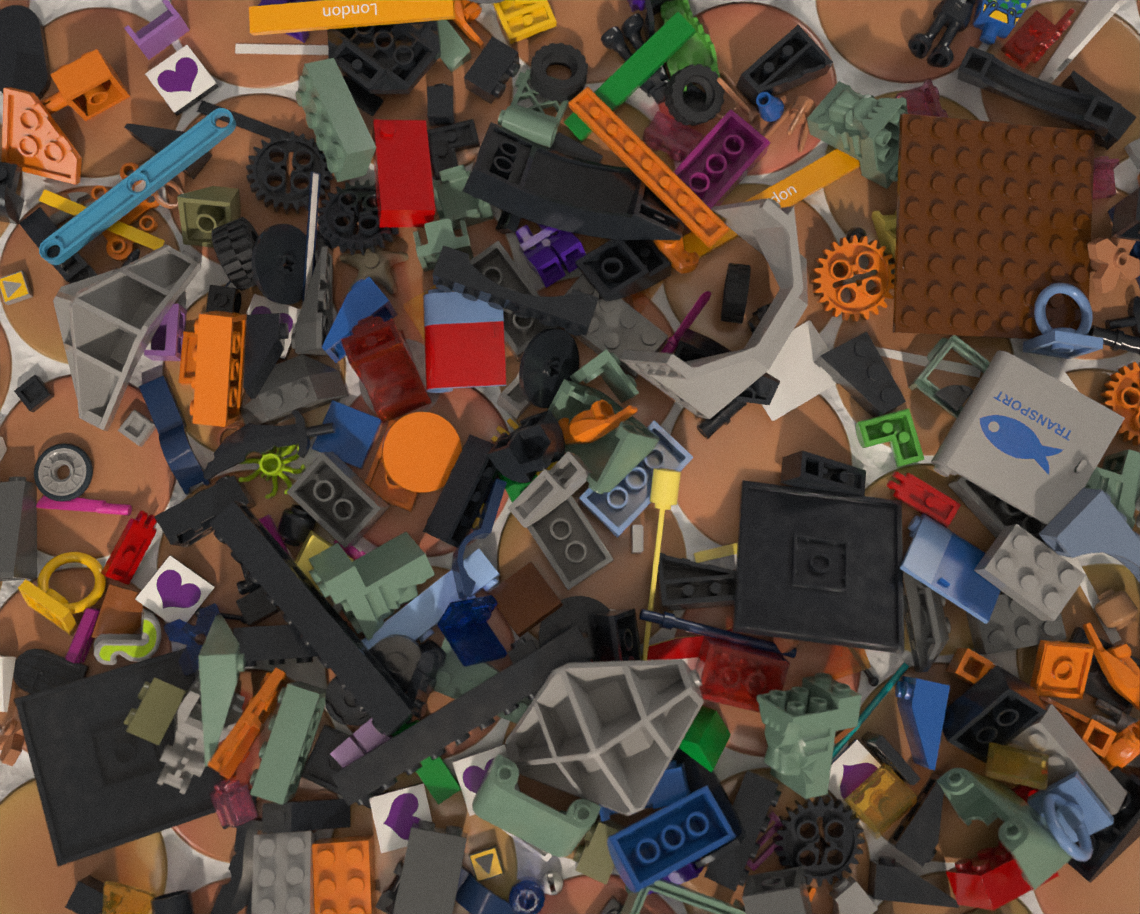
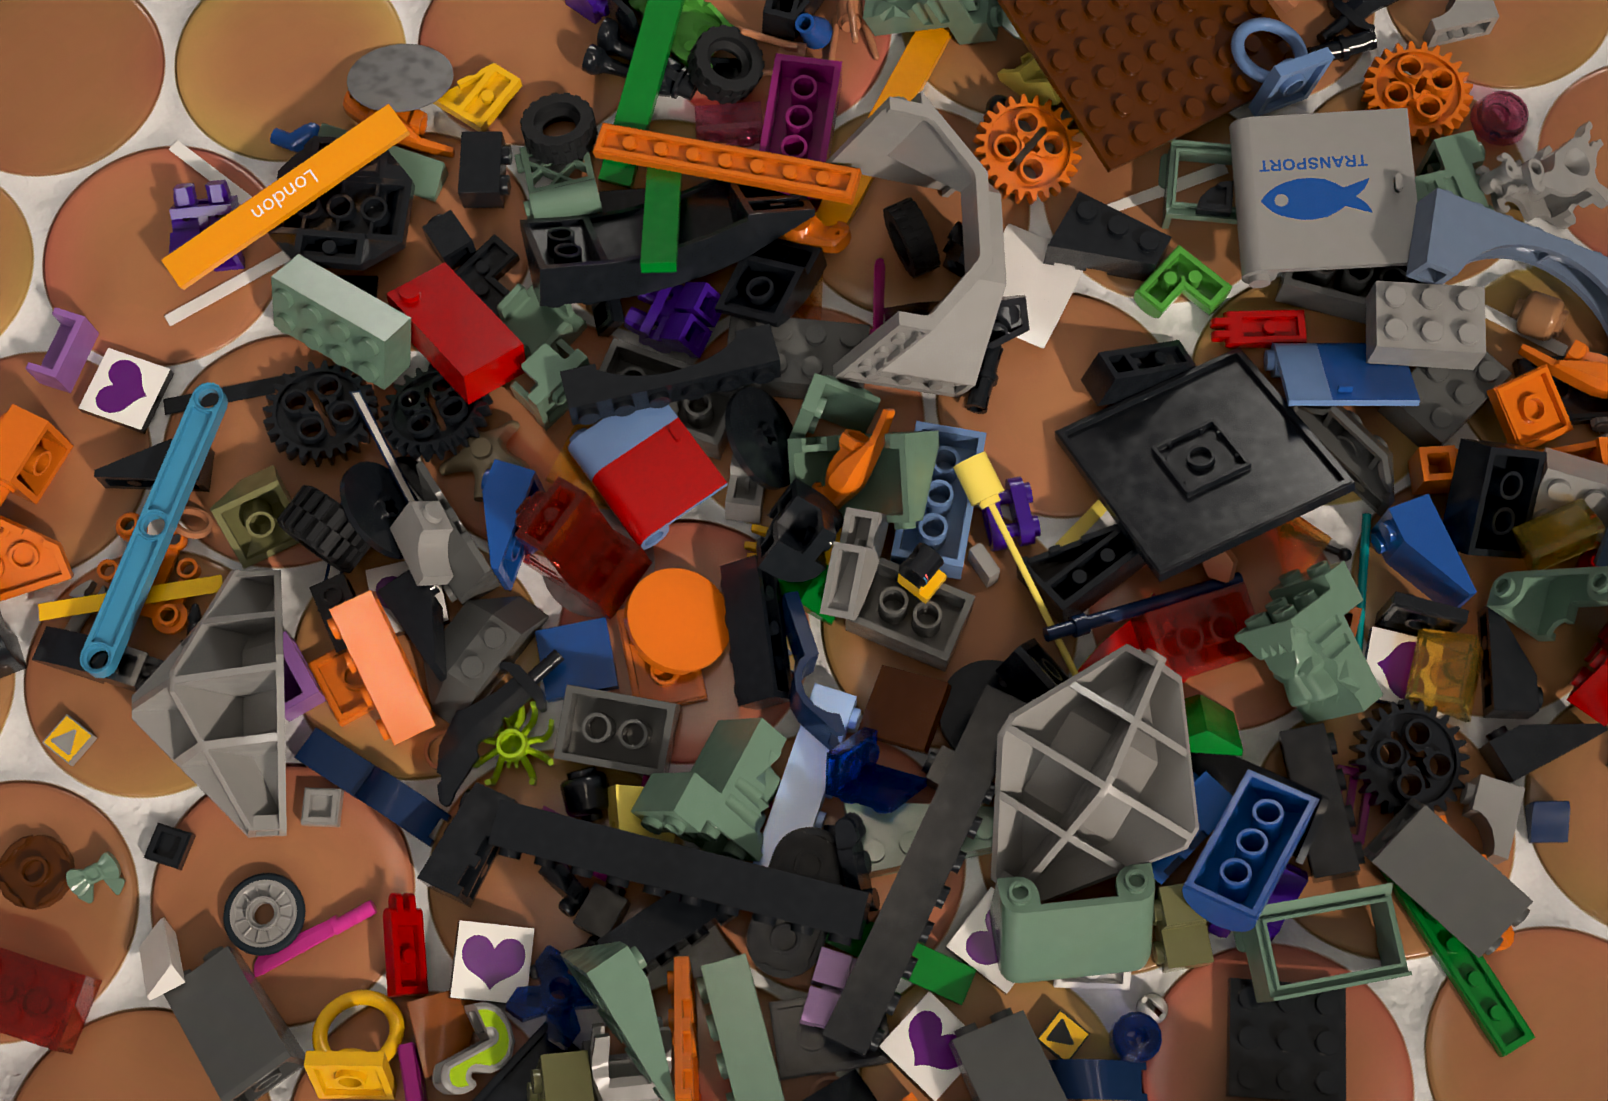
camera: 30 degrees left, 10 degrees down
(293, 301) = (423, 539): none -> light grey arch
(577, 181) = (661, 221): none -> green tile
(586, 526) = (921, 572): none -> black leg
(680, 531) = (1024, 525): none -> dark purple brick

